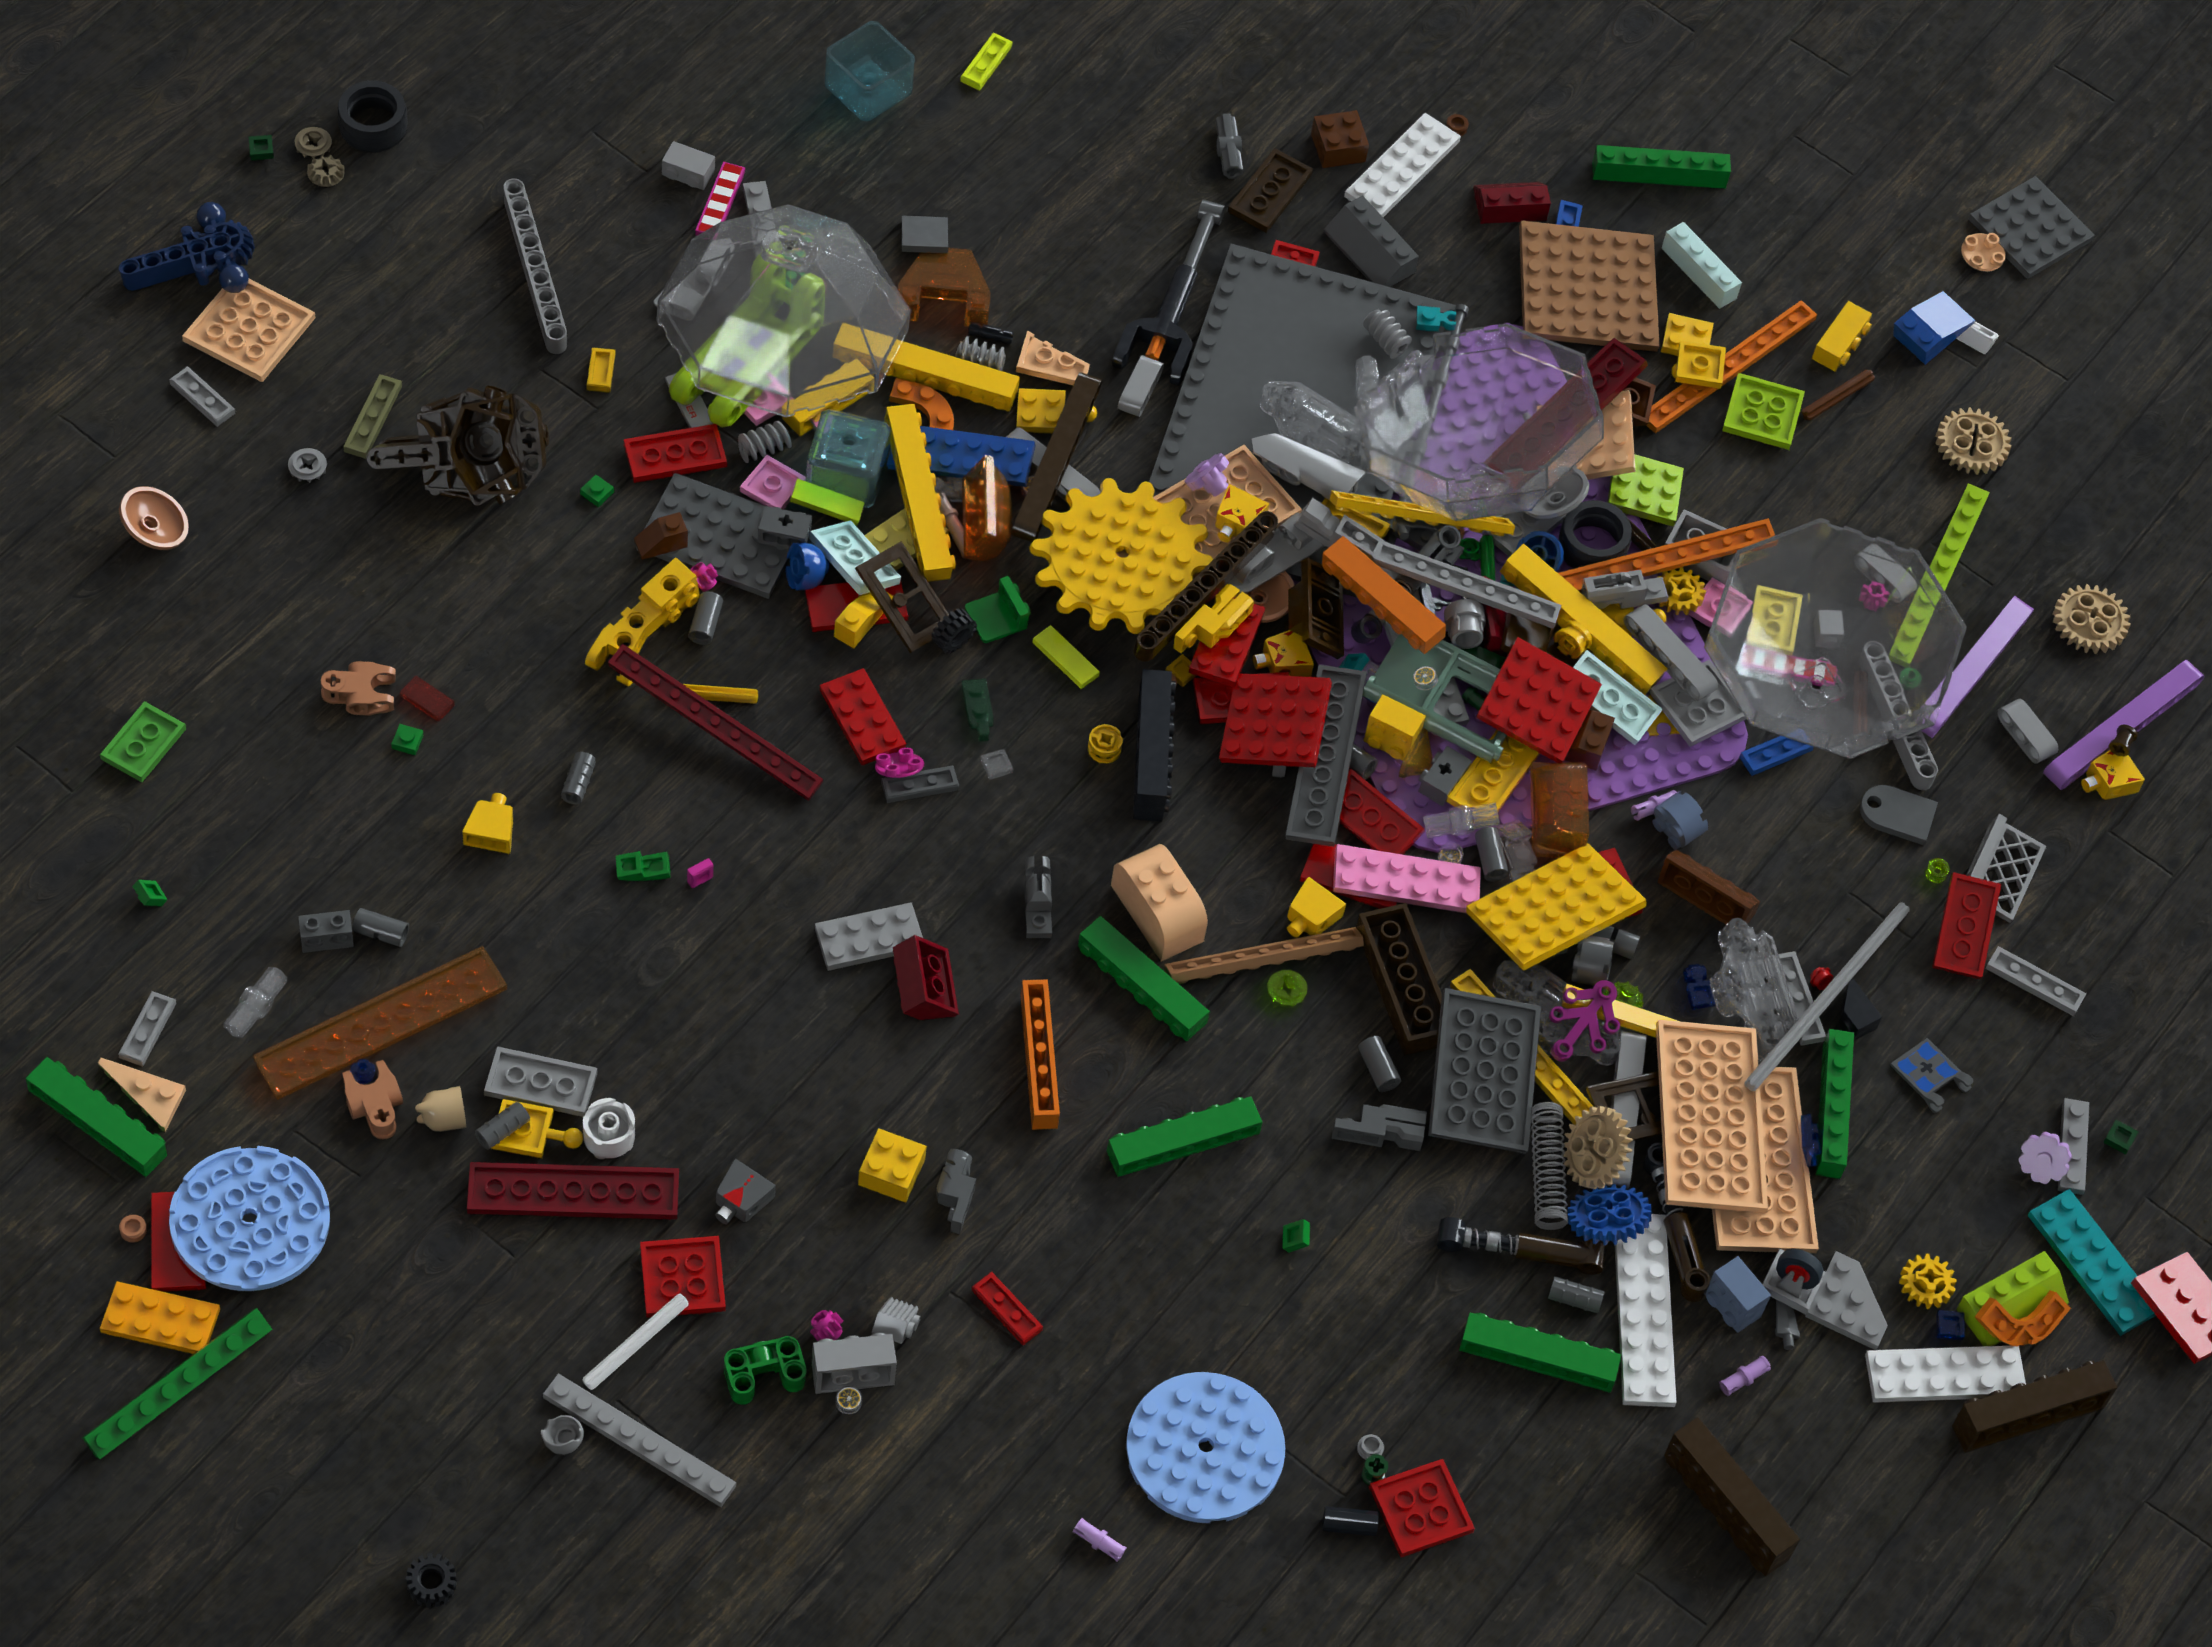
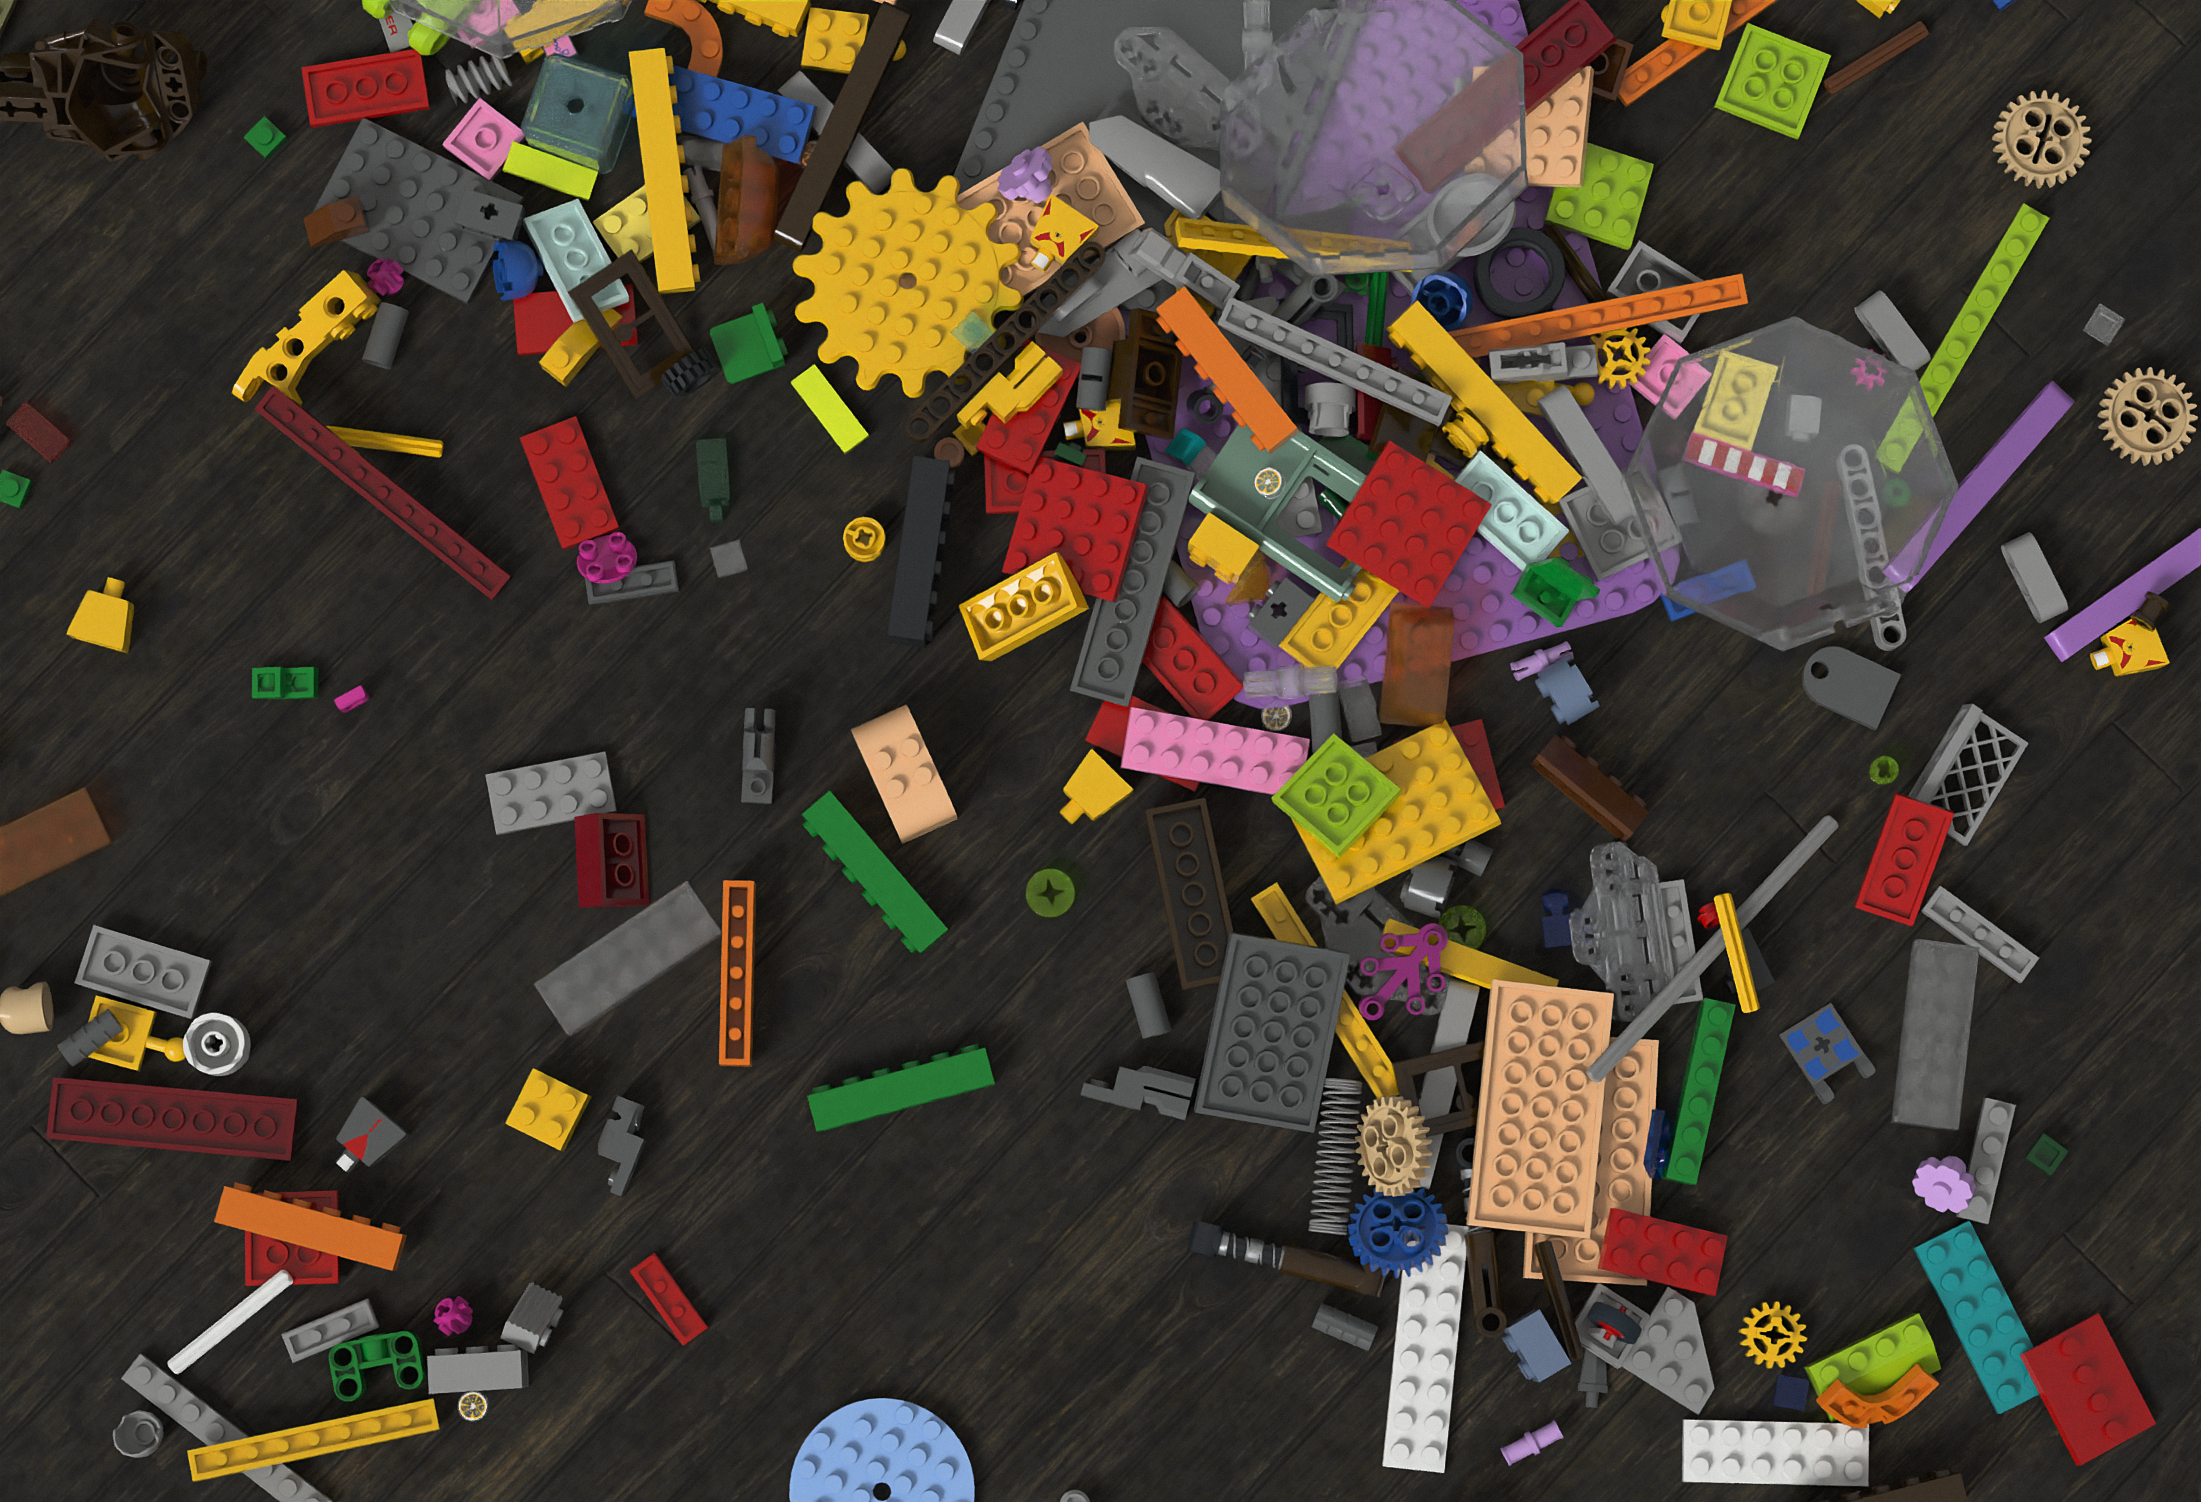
camera: 10 degrees right, 25 degrees up
(578, 778) = (213, 557): dark grey axle -> none
(701, 1259) = (311, 1228): none -> orange brick
(713, 1350) = (330, 1330): none -> light grey tile
(715, 1428) = (313, 1440): none -> yellow plate
(948, 1047) = (628, 959): none -> clear brick
(1178, 578) = (971, 332): none -> clear light blue plate
(1240, 777) = (1022, 607): none -> yellow slope
(1264, 668) = (1070, 454): none -> dark green plate
(1266, 954) = (1026, 848): medium nougat plate -> none
(1276, 615) = (1094, 379): none -> dark grey pin
(1296, 1235) = (1019, 1229): green plate -> none
(1512, 892) = (1336, 795): none -> lime plate
(1540, 1352) = (1291, 1399): green brick -> none
(1591, 739) = (1472, 572): reddish brown slope -> none
(1660, 743) = (1553, 589): none -> green bracket
(1749, 1253) = (1559, 1300): none -> dark brown axle
(1827, 1222) = (1662, 1252): none -> red plate
(1848, 993) = (1736, 952): none -> yellow axle
(2016, 1051) = (1935, 1035): none -> clear brick
(2044, 561) = (2103, 324): none -> clear tile

